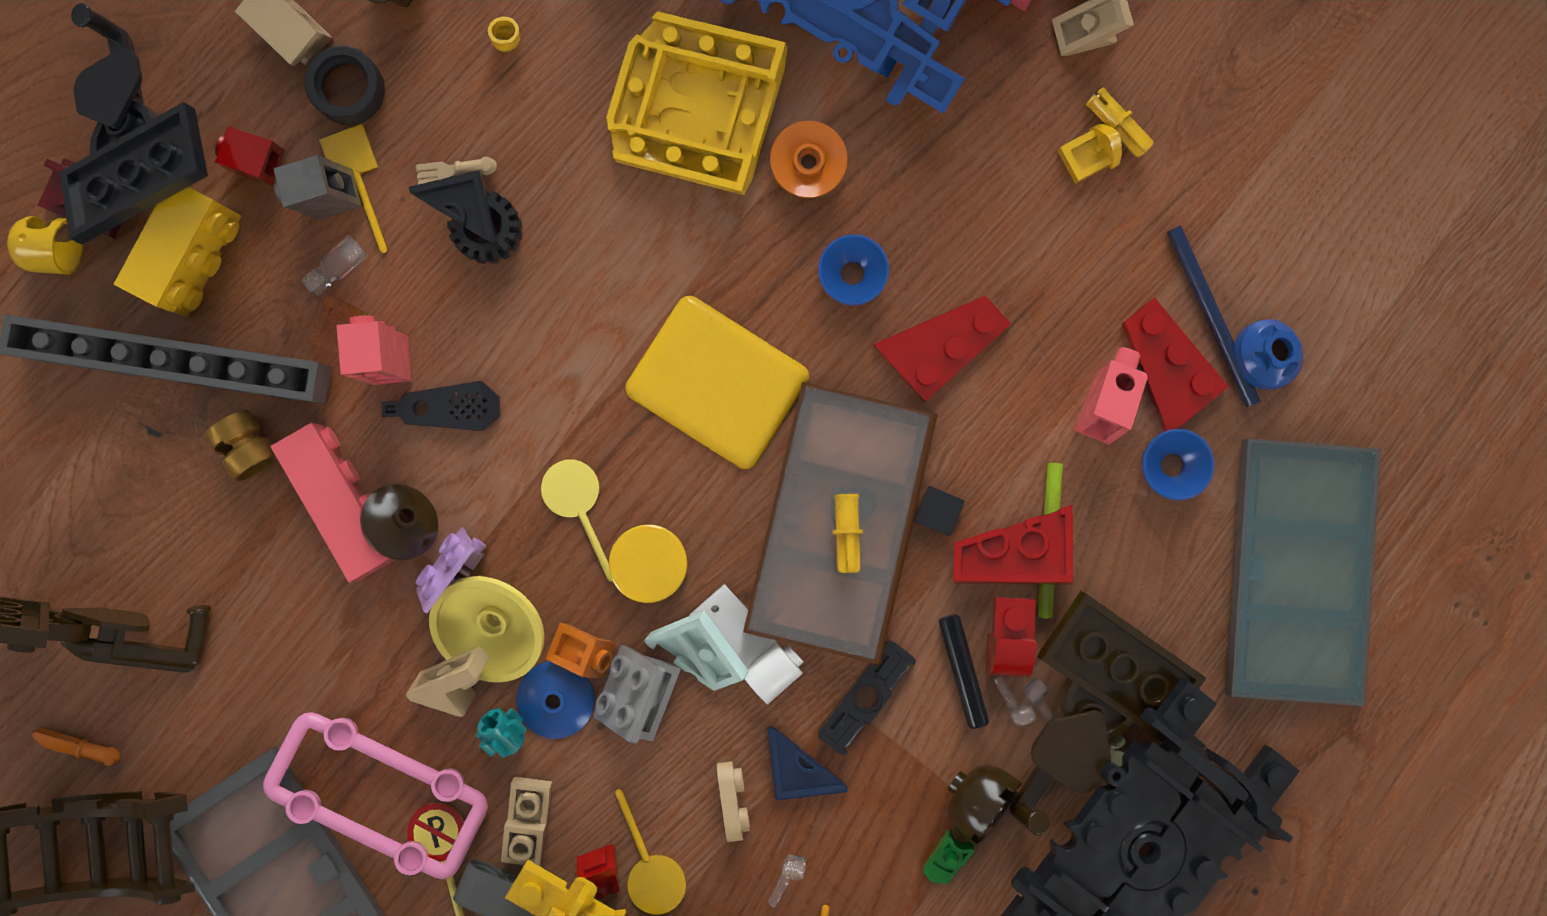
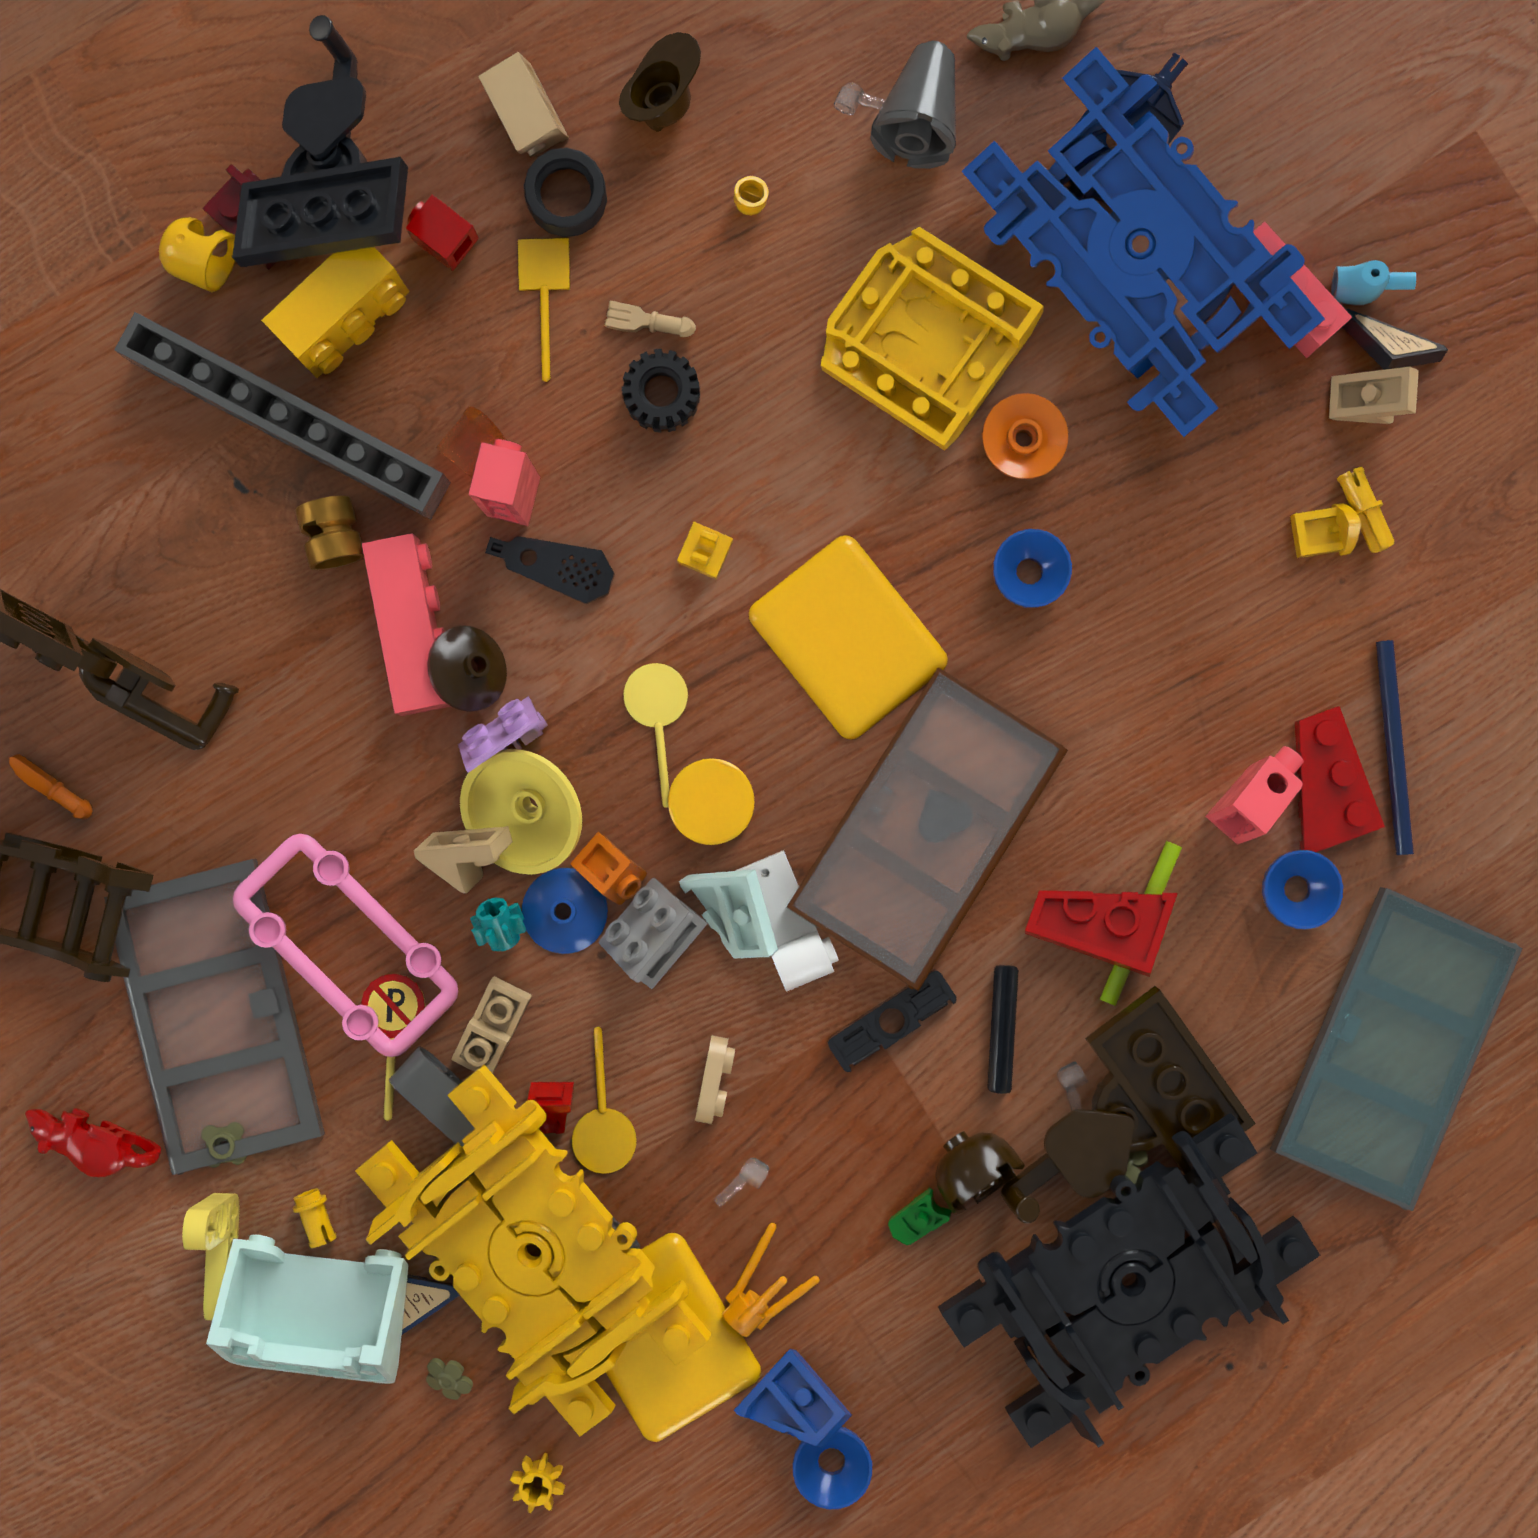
camera: 20 degrees right, 0 degrees up
(316, 187) = (502, 290): flat silver brick -> none
(335, 265) = (491, 377): clear bar -> none
(462, 200) = (648, 355): black tile -> none
(569, 350) = (705, 550): none -> yellow tile
(797, 772) = (791, 1074): dark blue tile -> none
(847, 533) = (931, 840): yellow axle -> none
(939, 510) = (1034, 852): black tile -> none
(943, 345) = (1098, 680): red wing -> none
(1012, 642) = (1065, 1014): red brick -> none
(1019, 714) = (1045, 1094): clear hand -> none
(1255, 357) = (1423, 807): blue piece -> none

